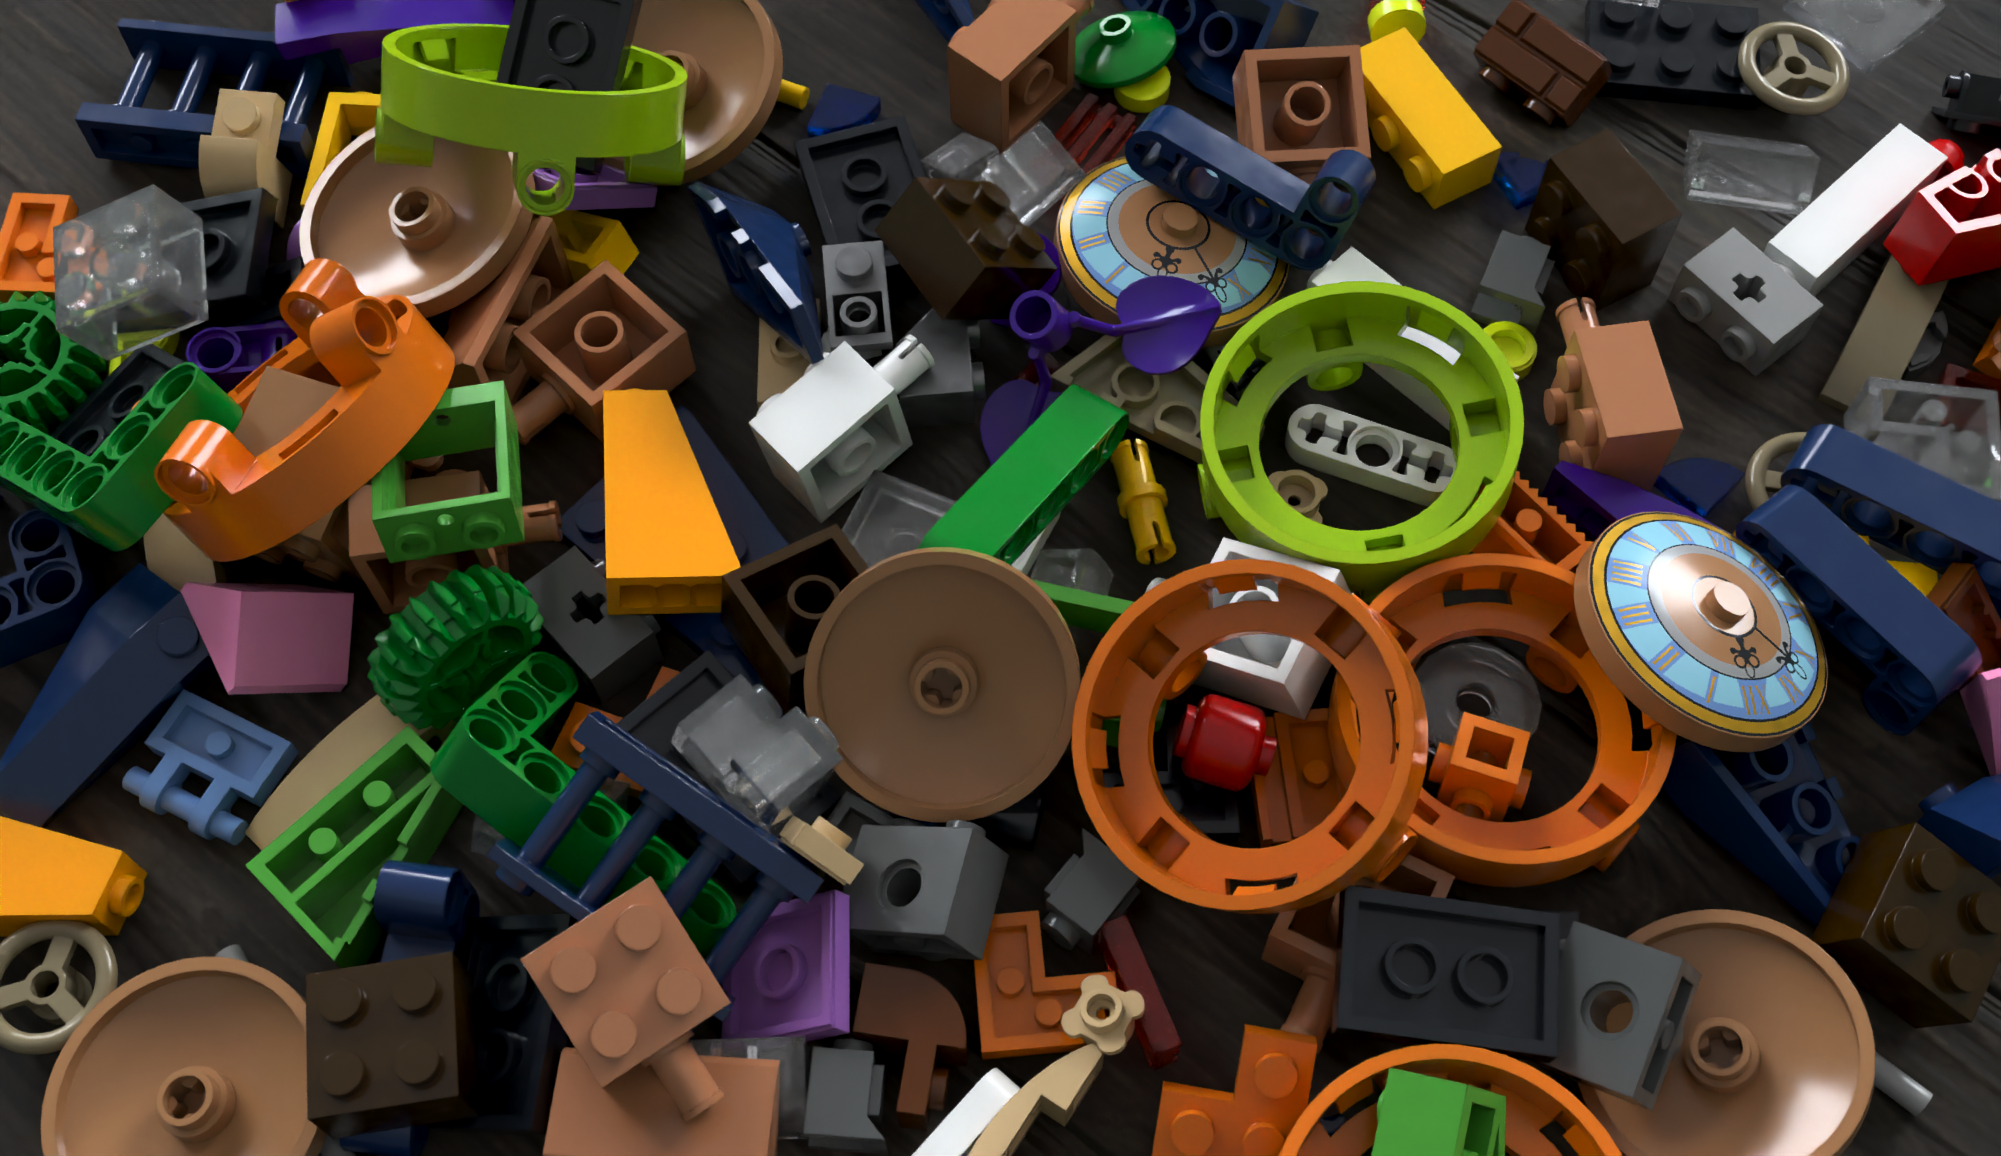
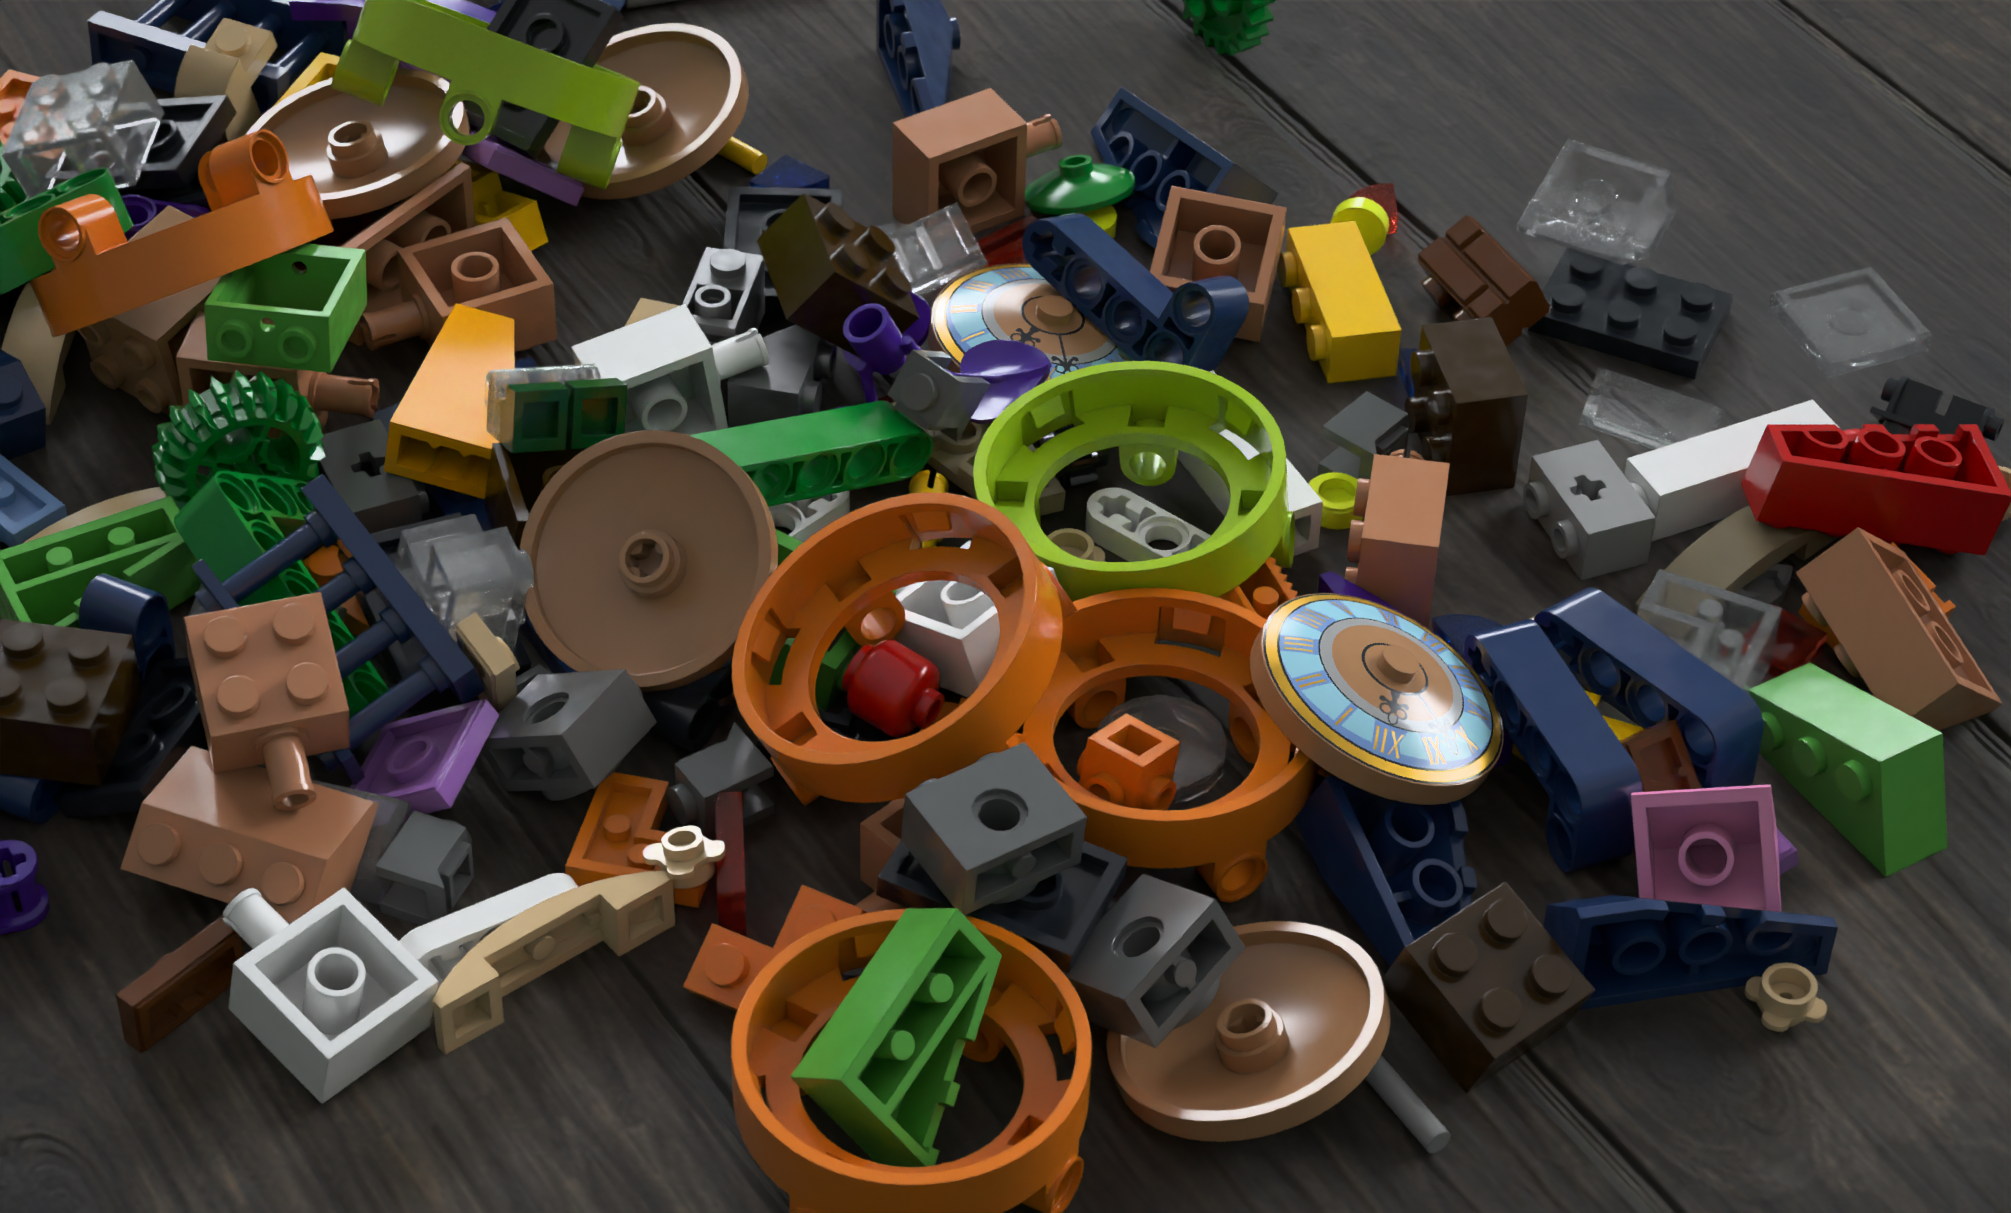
camera: 15 degrees right, 20 degrees down
(274, 635) = (89, 417): bright pink slope -> none
(764, 264) = (650, 249): dark blue wedge -> none
(767, 515) = (553, 407): none -> dark green hips
(914, 1019) = (511, 834): reddish brown brick -> none
(1119, 373) = (934, 395): none -> dark grey window
(1403, 960) = (993, 829): none -> dark grey brick
(1791, 72) = (1732, 354): dark tan piece -> none

